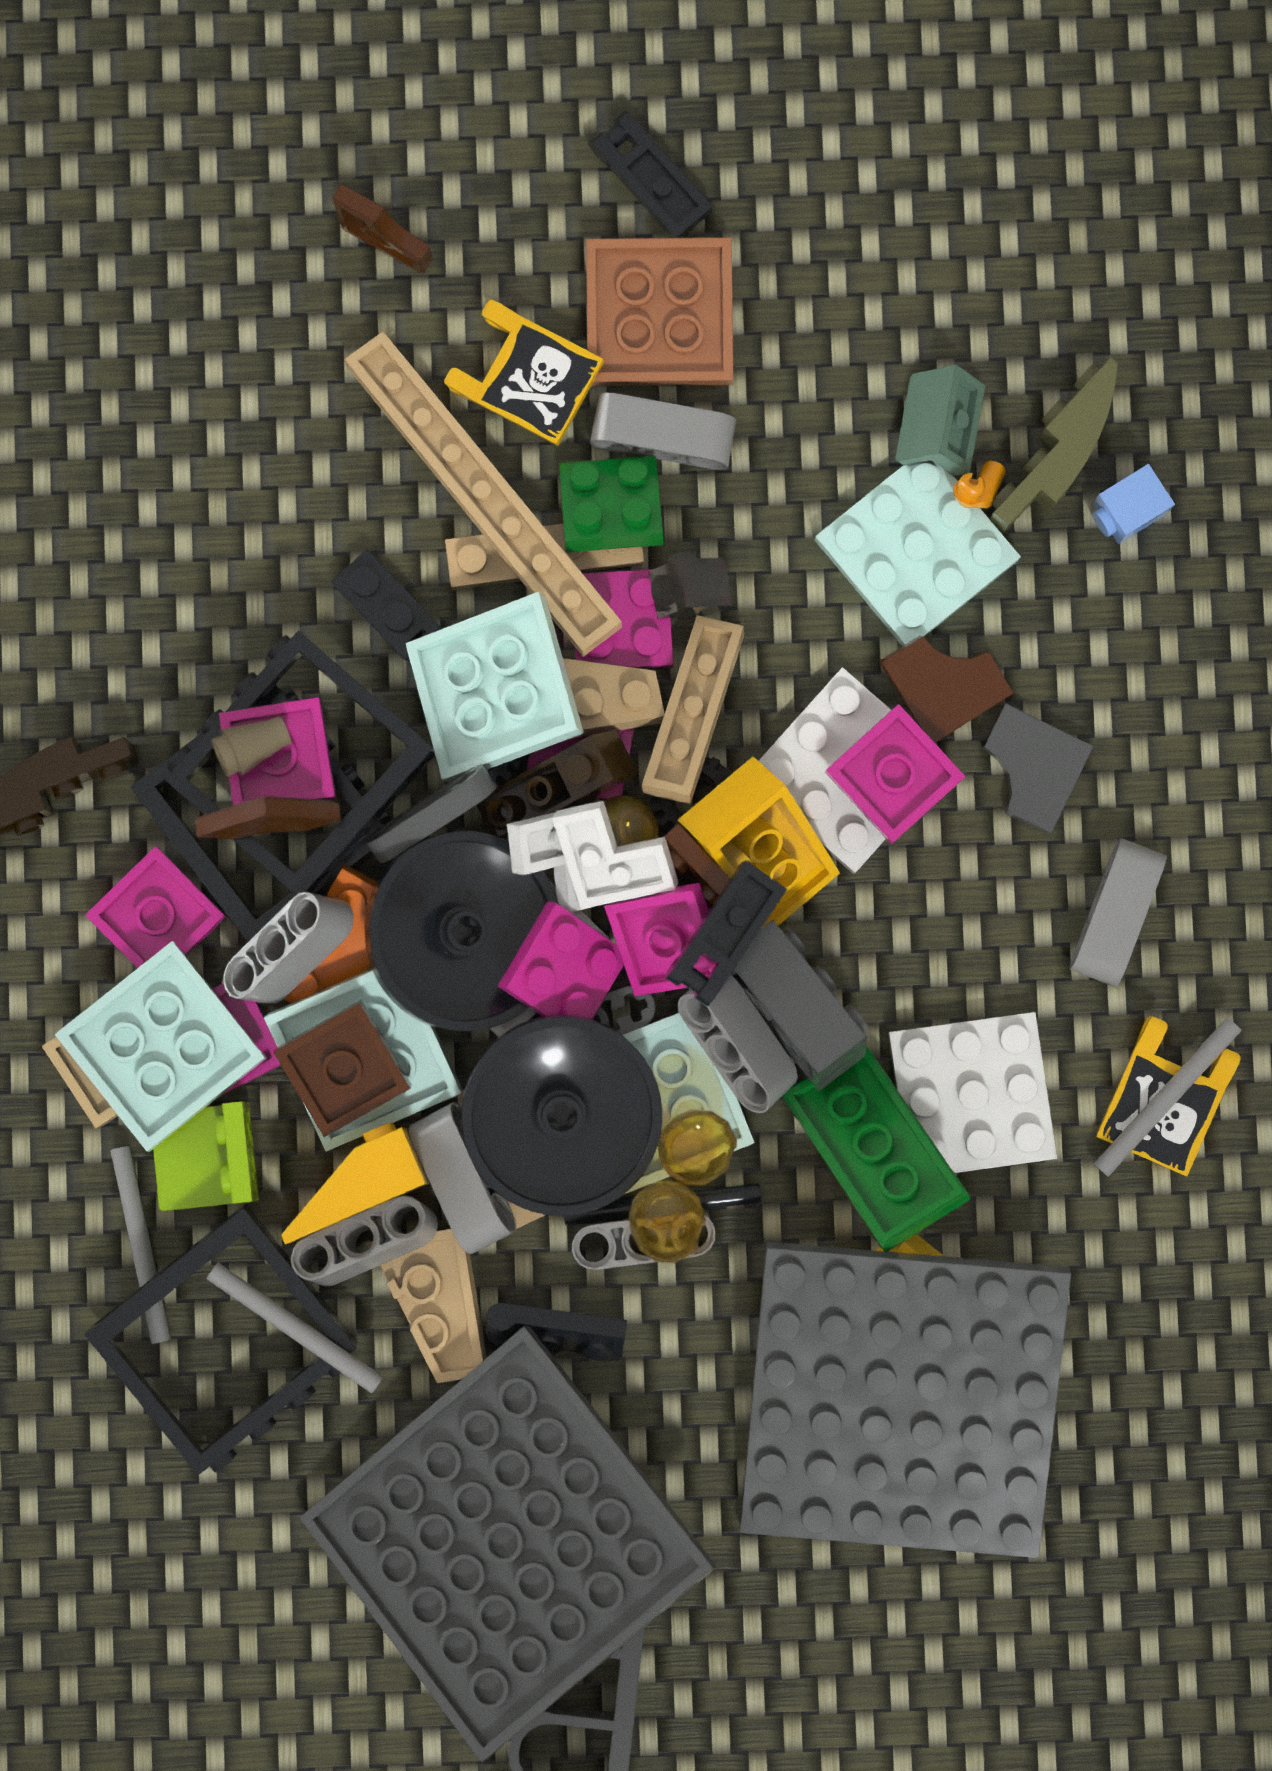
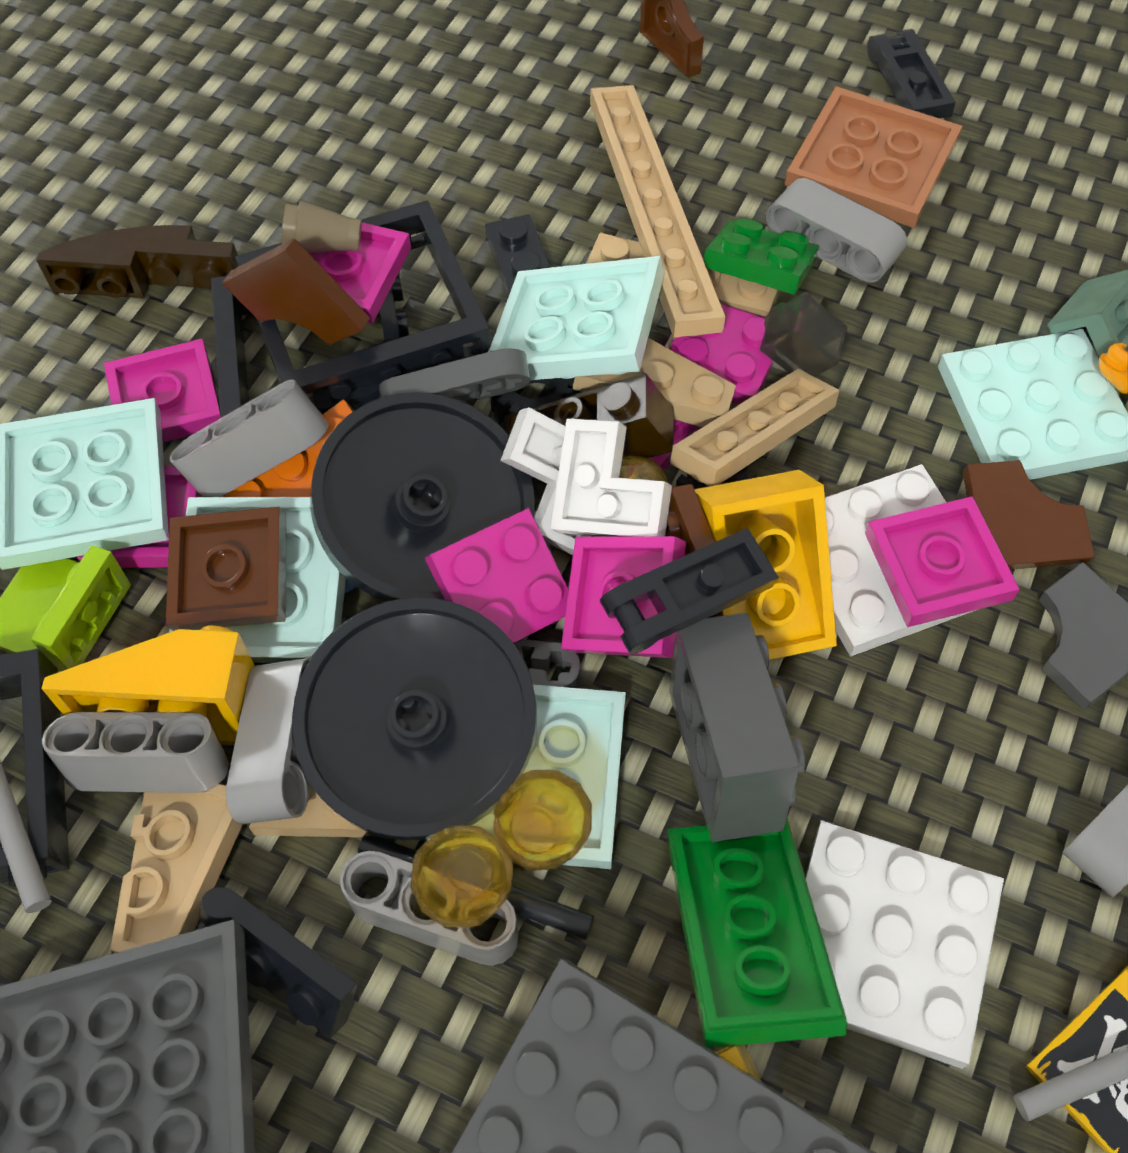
camera: 30 degrees right, 25 degrees down
(534, 378) = (739, 156): flag -> none
(740, 1046) = (647, 743): light grey beam -> none

